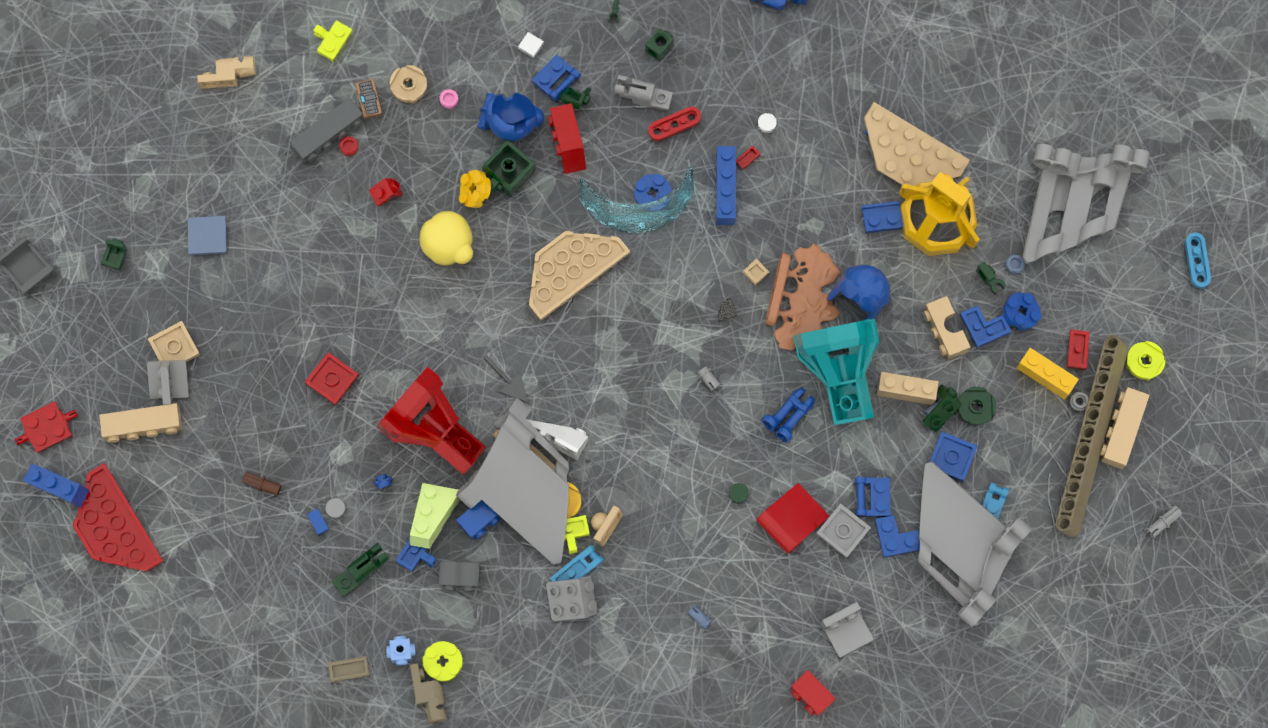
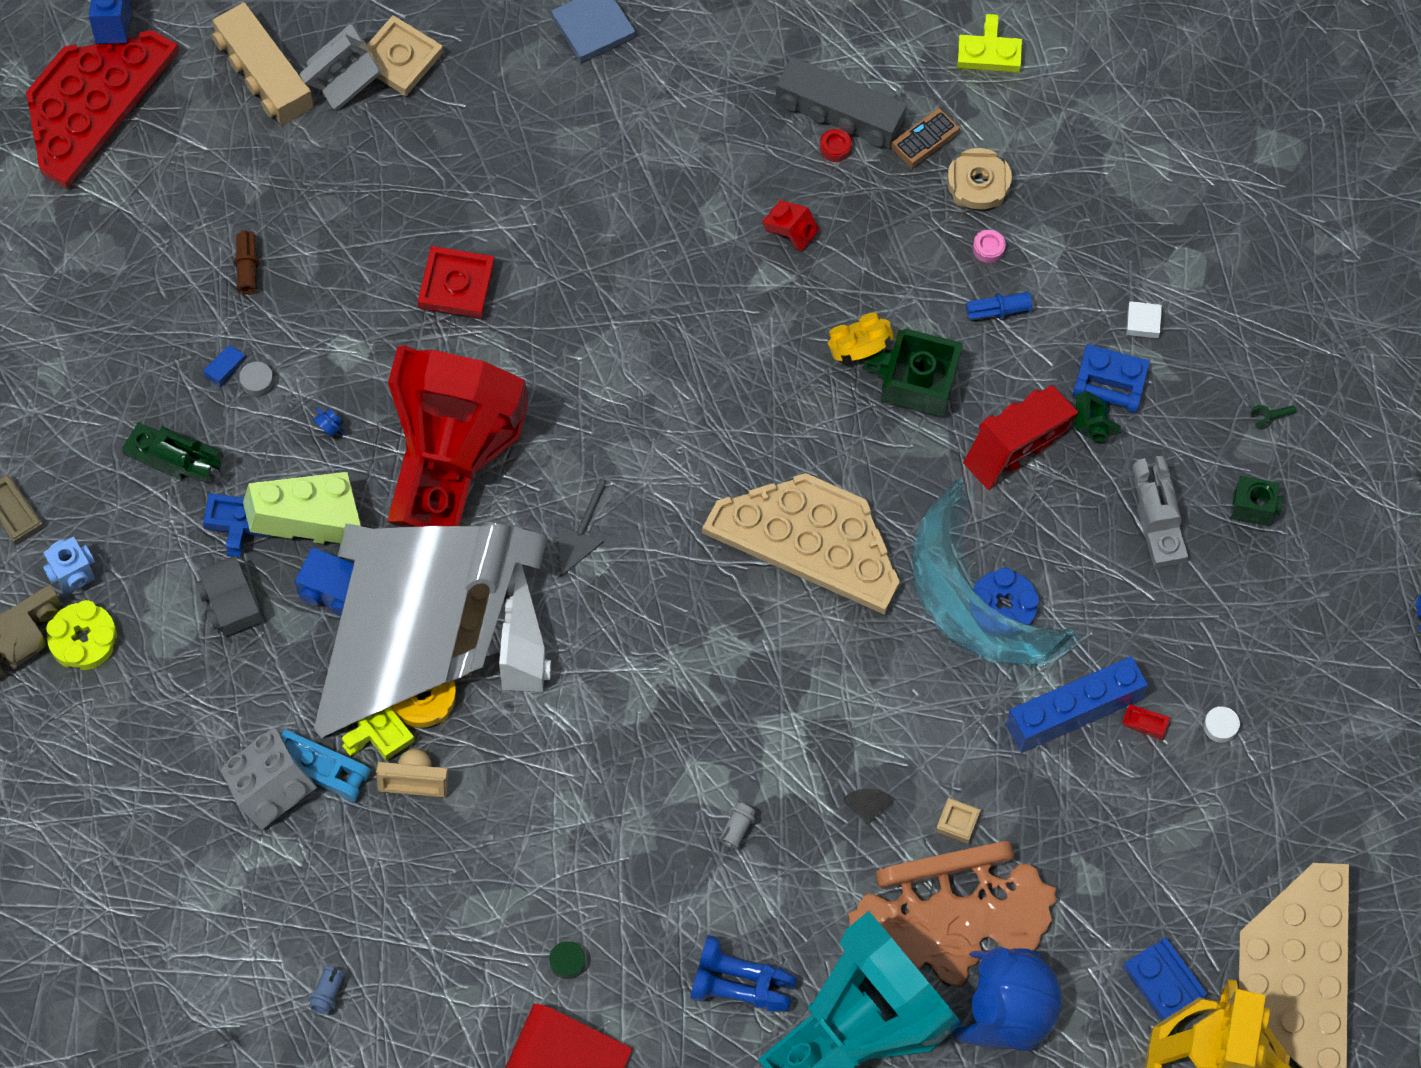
camera: 65 degrees right, 10 degrees down
(447, 239) = (760, 337): light yellow piece -> none
(512, 116) = (1005, 337): blue piece -> none
(680, 118) = (1129, 570): red plate -> none

